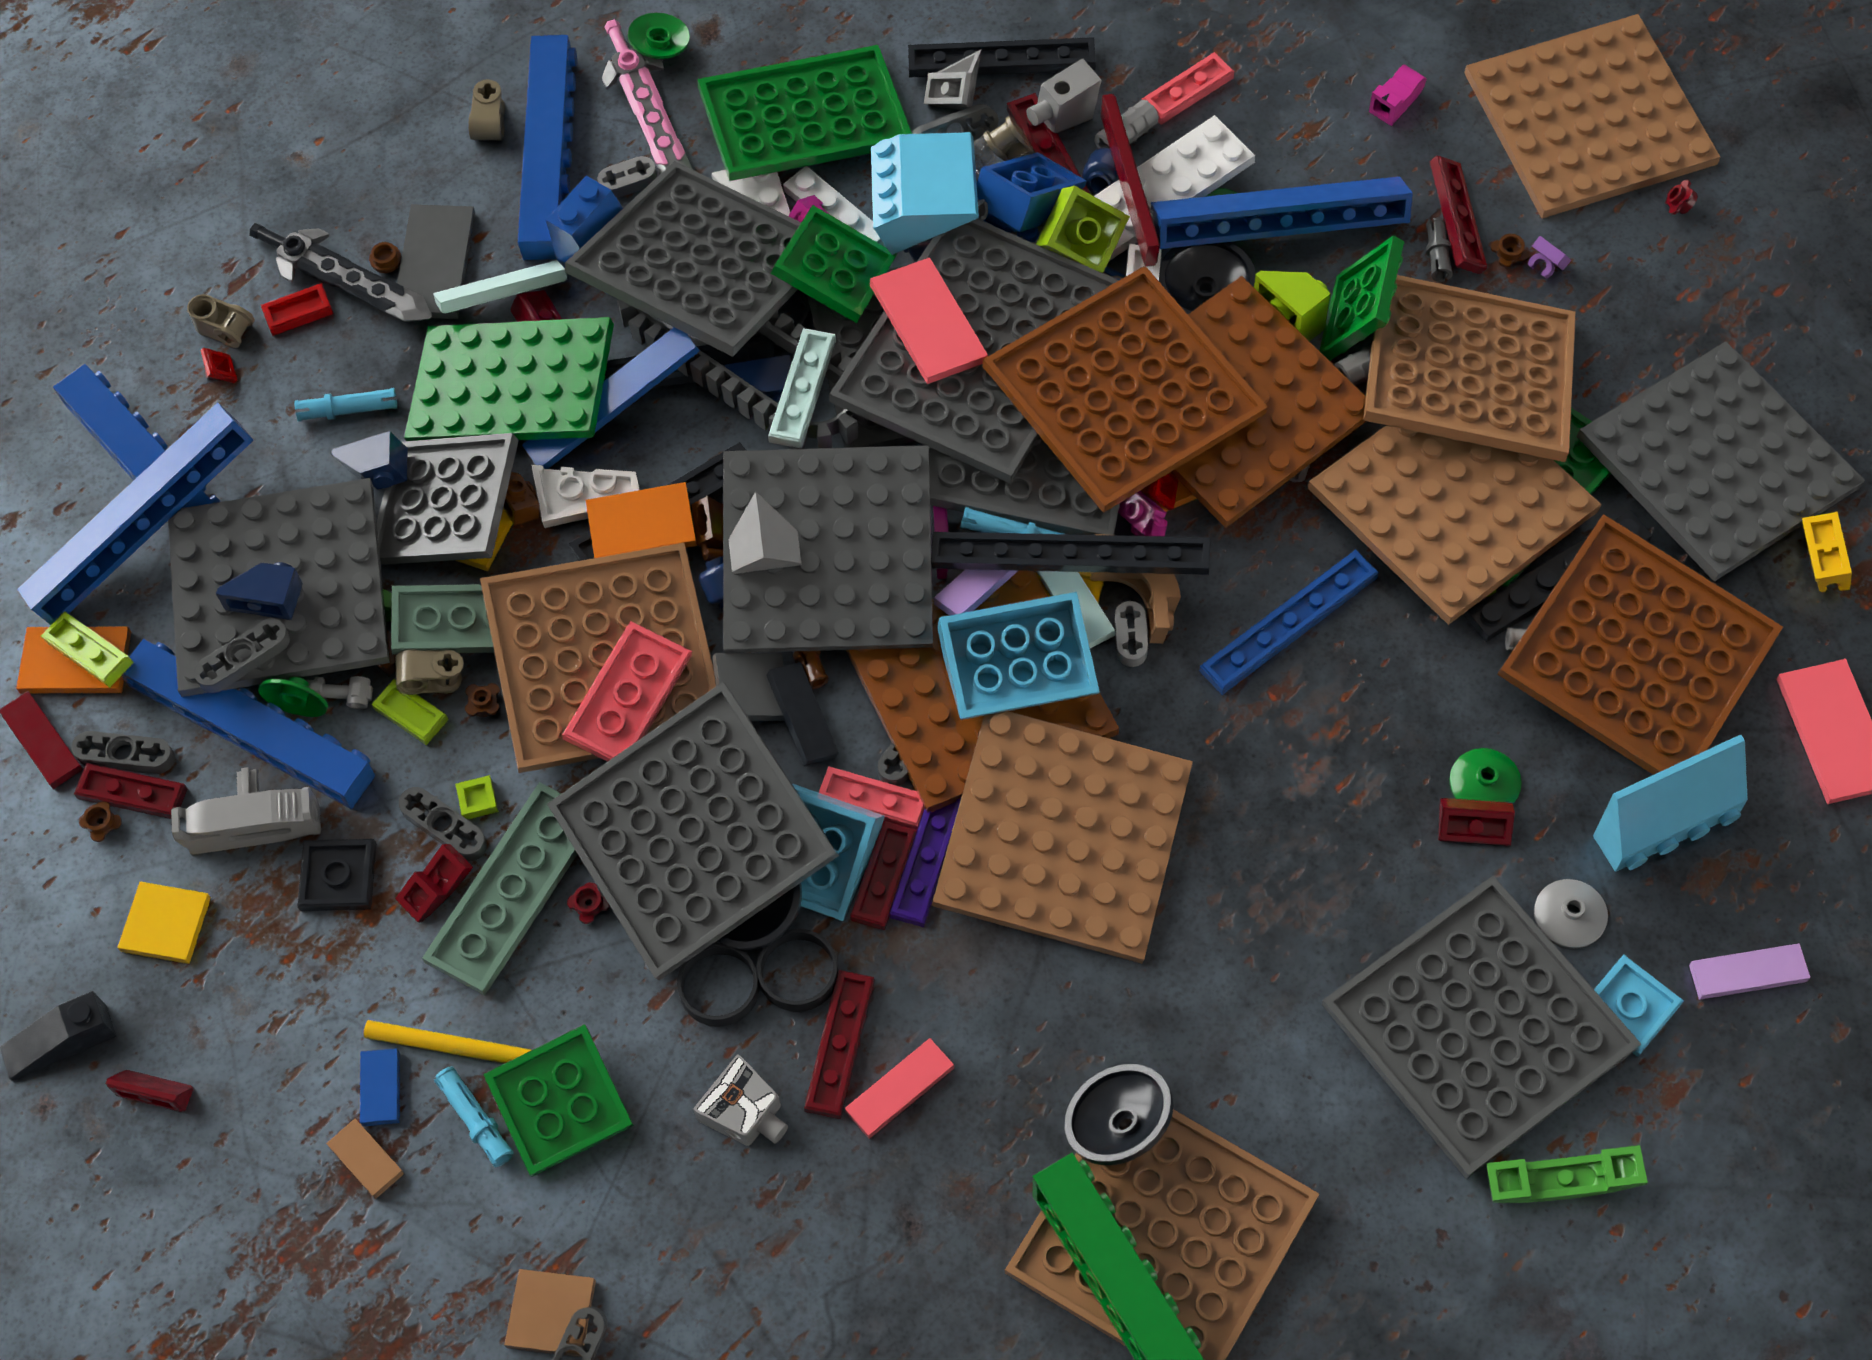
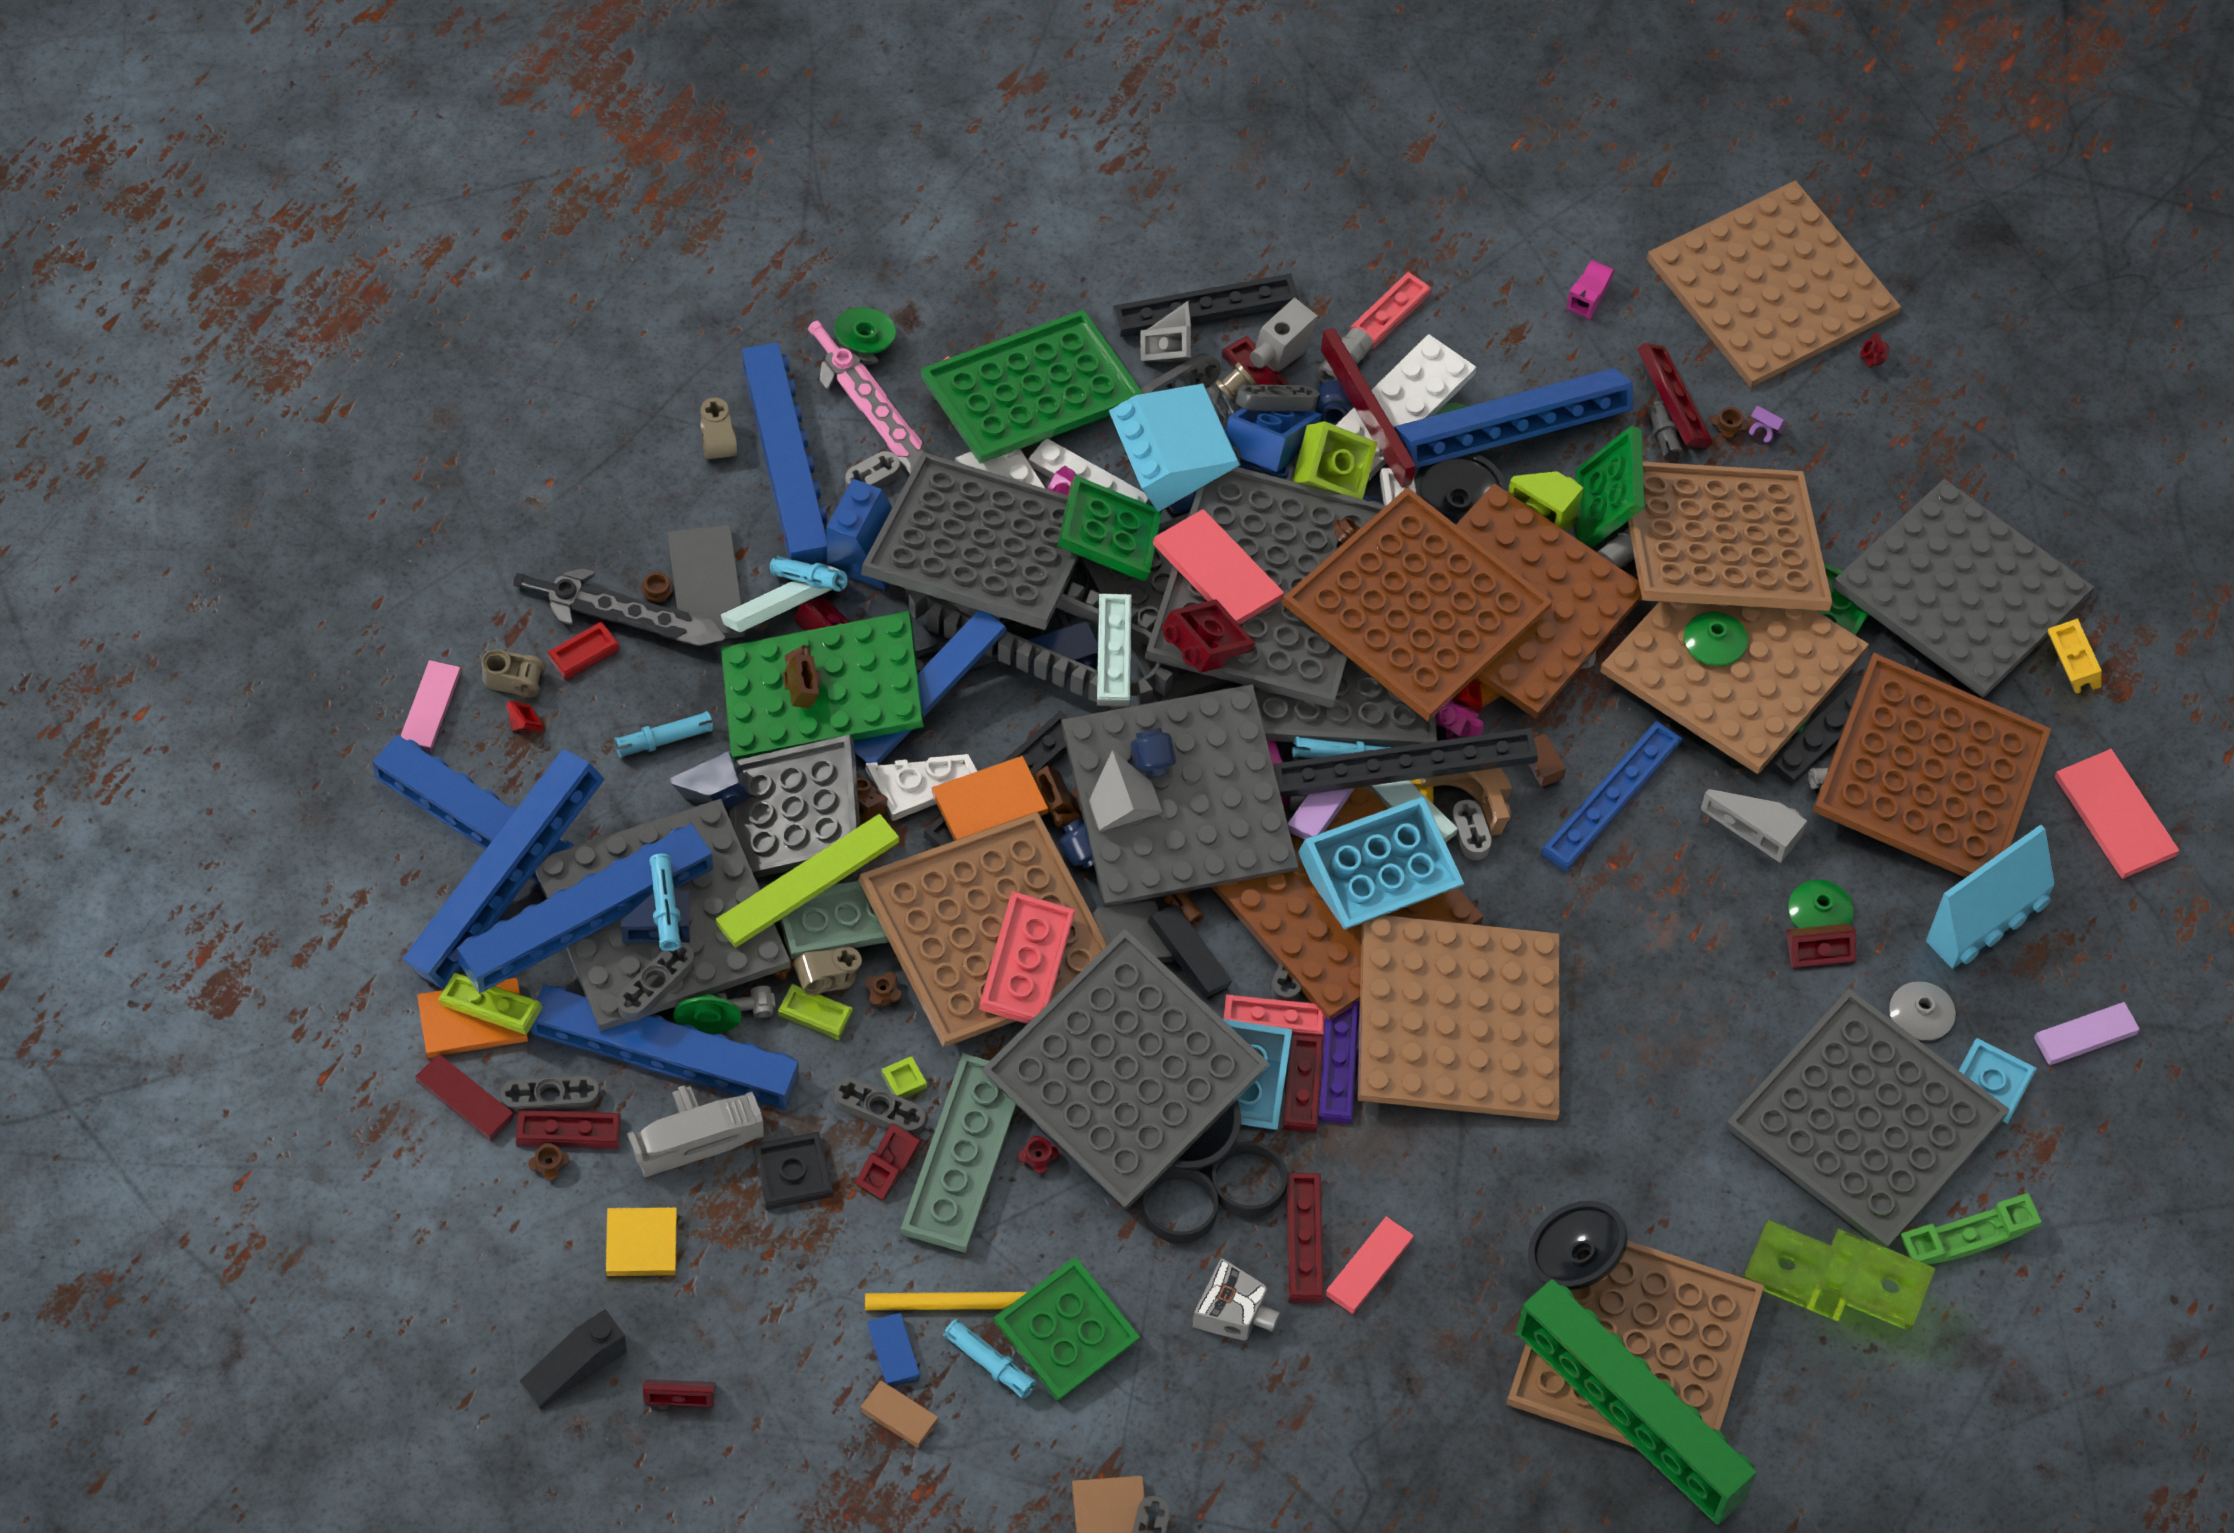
camera: 20 degrees left, 5 degrees down
(134, 341) = (431, 704): none -> bright pink tile
(190, 568) = (579, 910): none -> blue brick
(260, 588) = (666, 913): none -> medium azure pin
(423, 576) = (807, 880): none -> lime tile
(485, 368) = (801, 677): none -> reddish brown piece
(532, 267) = (815, 575): none -> medium azure pin
(803, 500) = (1153, 752): none -> dark blue head
(892, 387) = (1206, 635): none -> dark red plate
(1042, 157) = (1277, 397): none -> dark grey beam
(1070, 298) = (1345, 529): none -> reddish brown plate
(1224, 570) = (1549, 764): none -> reddish brown piece
(1405, 1199) = (1839, 1275): none -> clear neon green bracket
(1432, 483) = (1711, 647): none -> green dish
(1440, 676) = (1759, 821): none -> light grey slope

